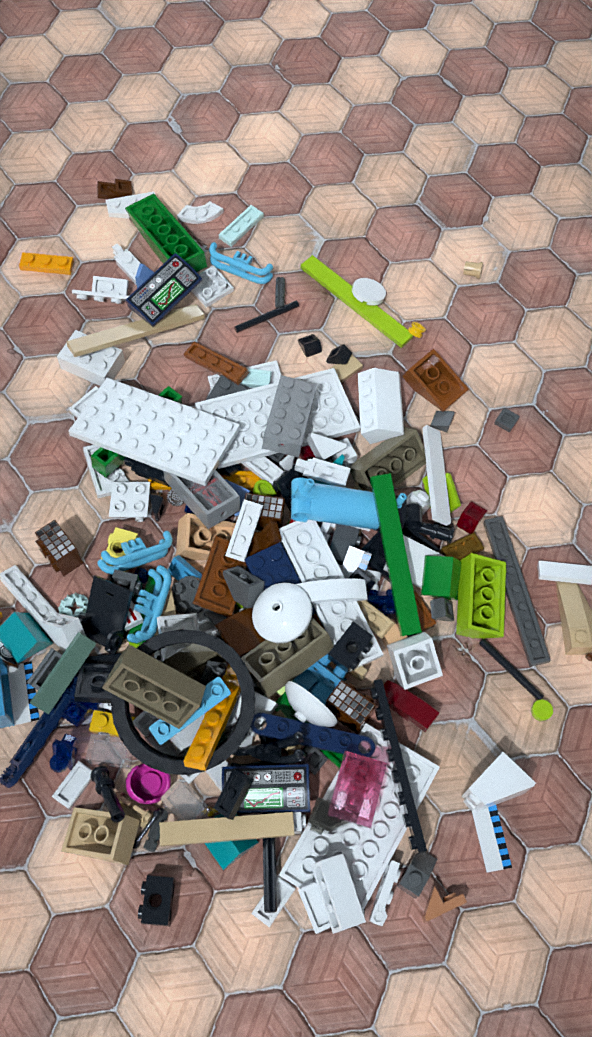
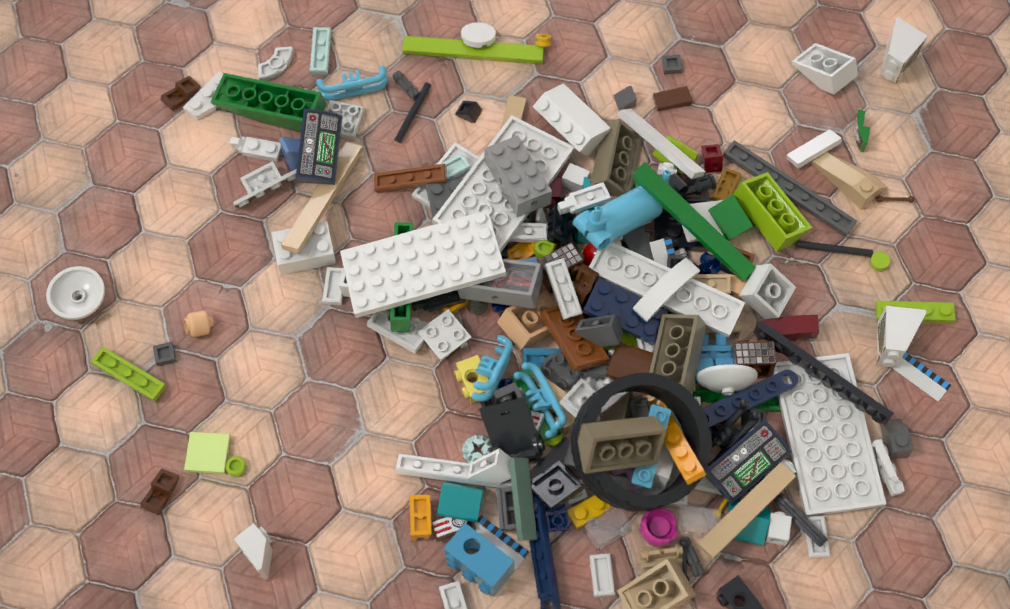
camera: 35 degrees left, 0 degrees up
(46, 263) = (182, 197): light orange plate -> none
(58, 548) = (426, 412): brick -> none
(63, 753) = (578, 556): clear blue hips -> none
(105, 788) = (631, 554): black pin -> none
(157, 505) = (469, 324): black slope -> none
(233, 793) = (731, 481): black plate -> none
(246, 866) = (778, 529): none -> white brick
(289, 620) = (655, 338): white dish -> none
(314, 906) = (851, 513): white tile -> none
(321, 822) = (807, 445): clear smoke slope -> none
(323, 446) = (564, 182): white slope -> none
(338, 893) = (860, 491): white brick -> none
(339, 355) = (501, 103): black slope -> none
(355, 636) = (721, 325): black brick -> none
(357, 789) = (811, 408): clear pink slope -> none
(435, 381) = (594, 71): dark orange slope -> none
(436, 907) = (927, 448): nougat slope -> none
(442, 609) = (750, 242): dark grey slope -> none
(482, 447) = (672, 98): none -> reddish brown tile
(545, 785) = (935, 311): none -> lime plate

